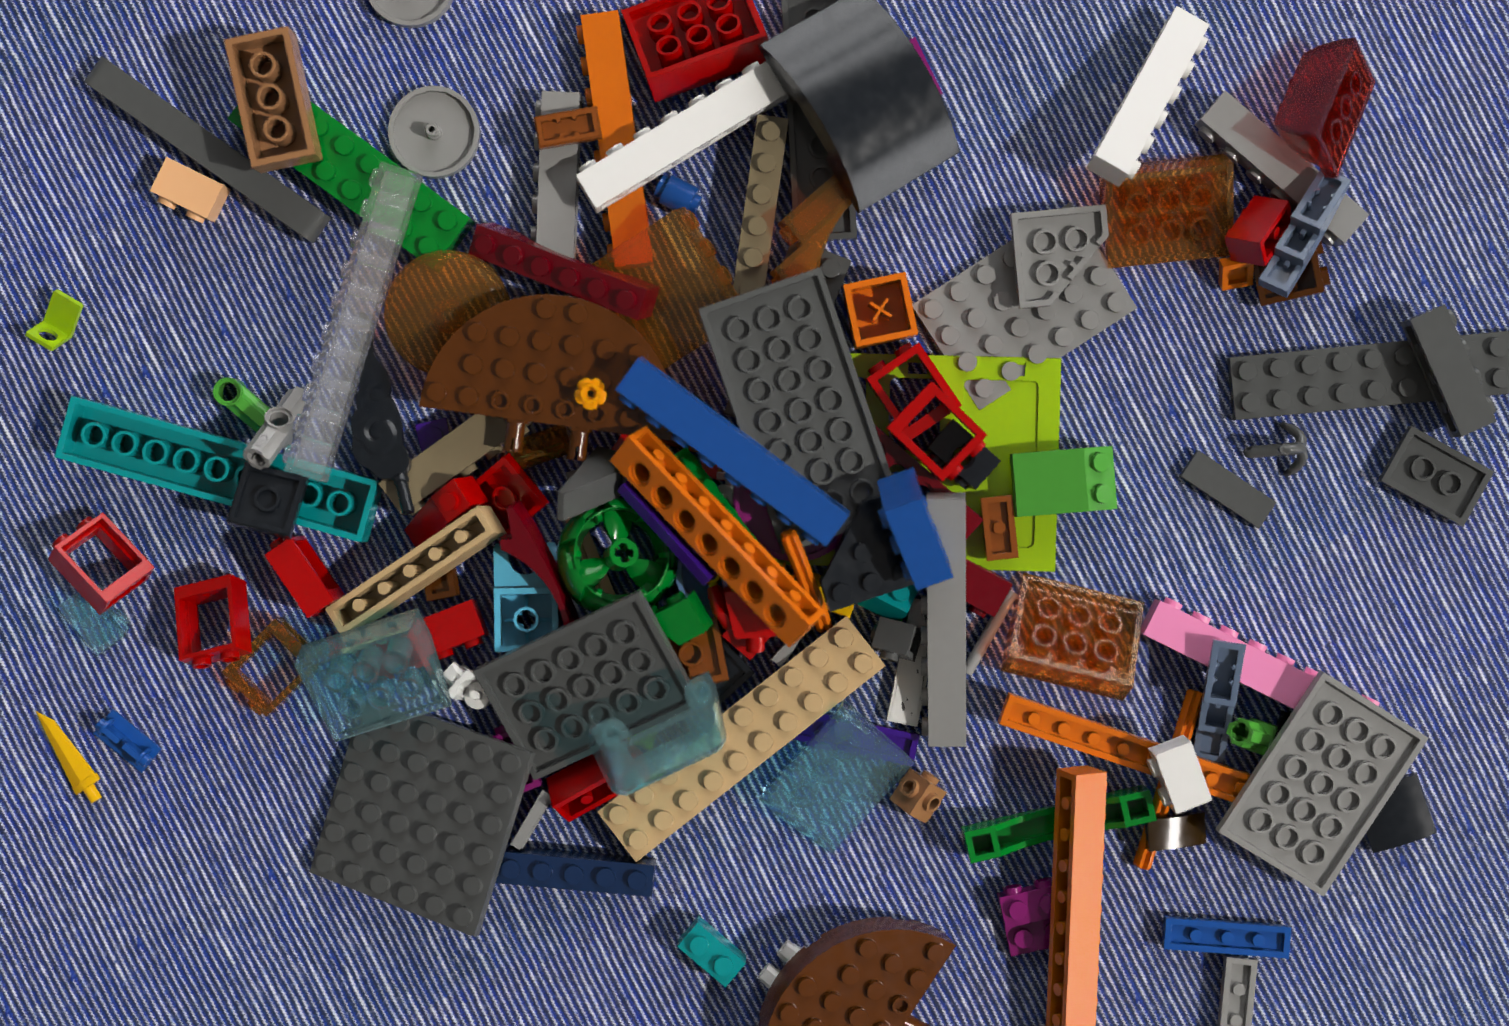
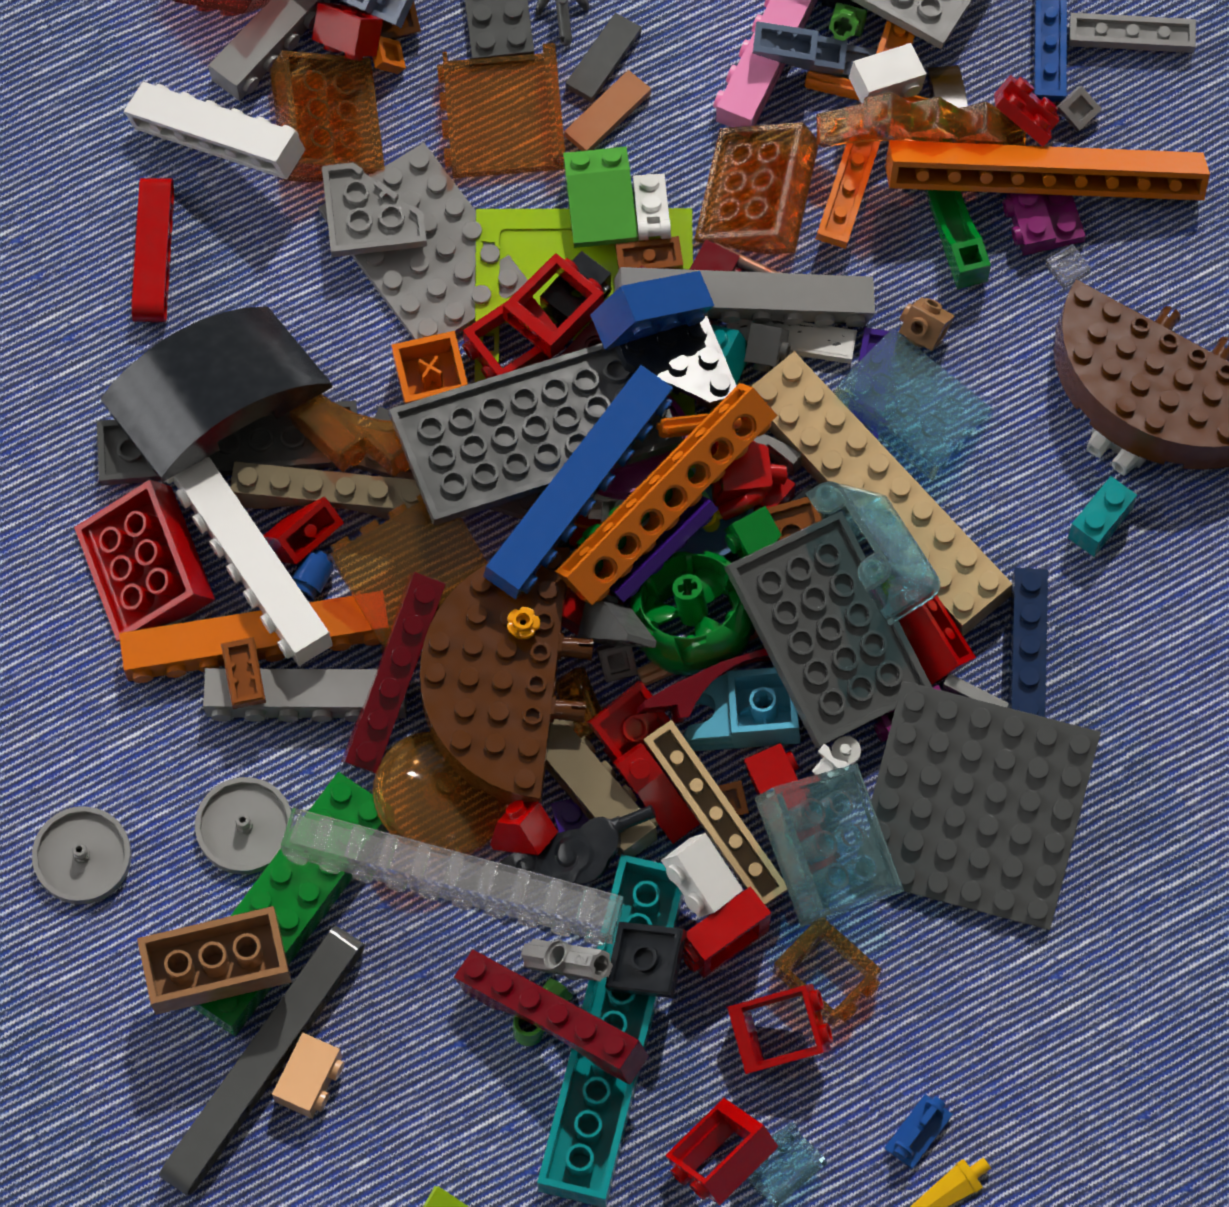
camera: 85 degrees left, 20 degrees down
(198, 441) = (587, 1034): none -> dark red arch
(346, 555) = (701, 875): none -> white brick
(403, 392) = (523, 829): none -> red slope
(717, 185) = (303, 531): none -> red slope
(978, 937) = (1068, 266): none -> clear plate
(1027, 38) = (153, 250): none -> red beam
(1054, 532) = (651, 206): none -> white plate
(1124, 802) = (930, 120): none -> clear orange arch
(1142, 909) = (1026, 110): none -> red plate
(1150, 960) = (1079, 108): none -> light grey plate
(1165, 491) = (607, 112): none -> nougat tile
(1167, 386) = (502, 114): none -> clear orange panel

